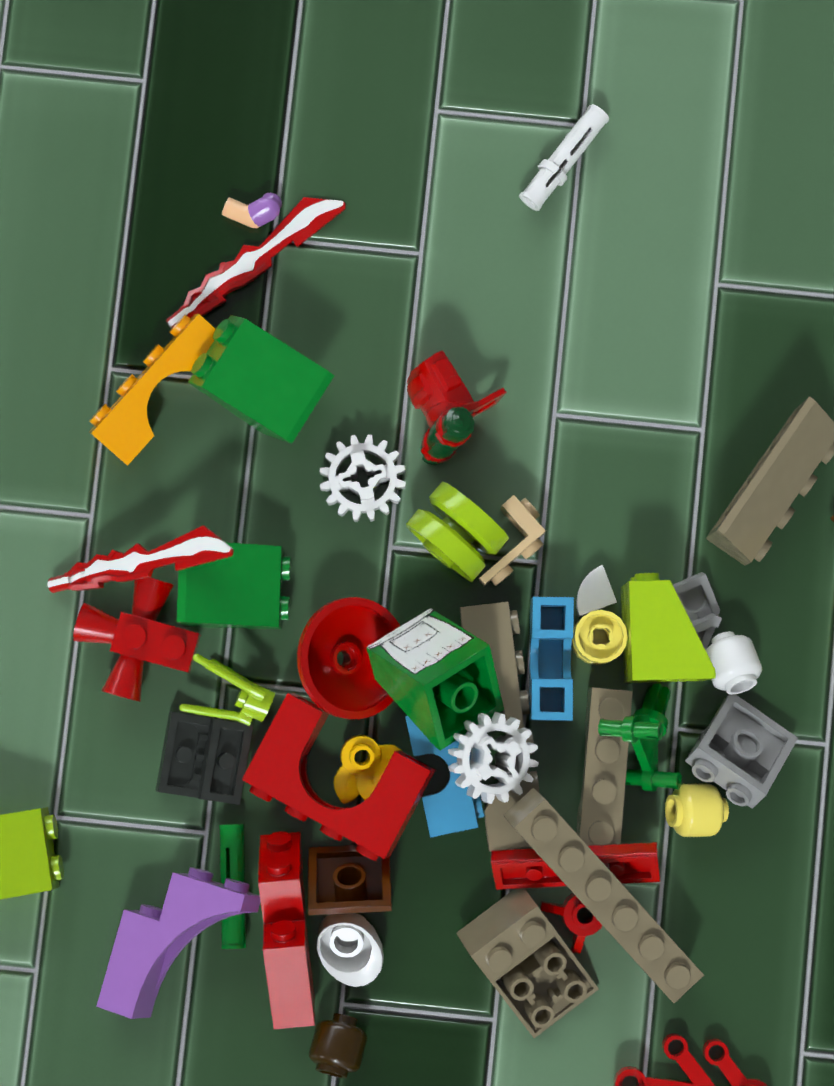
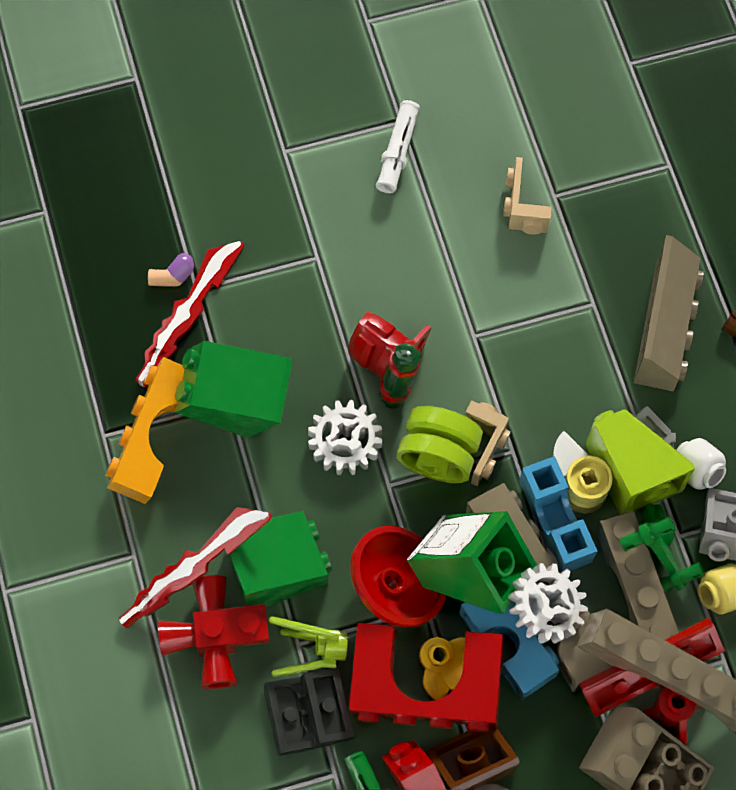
camera: 25 degrees left, 15 degrees down
(674, 305) = (524, 217): none -> tan bracket

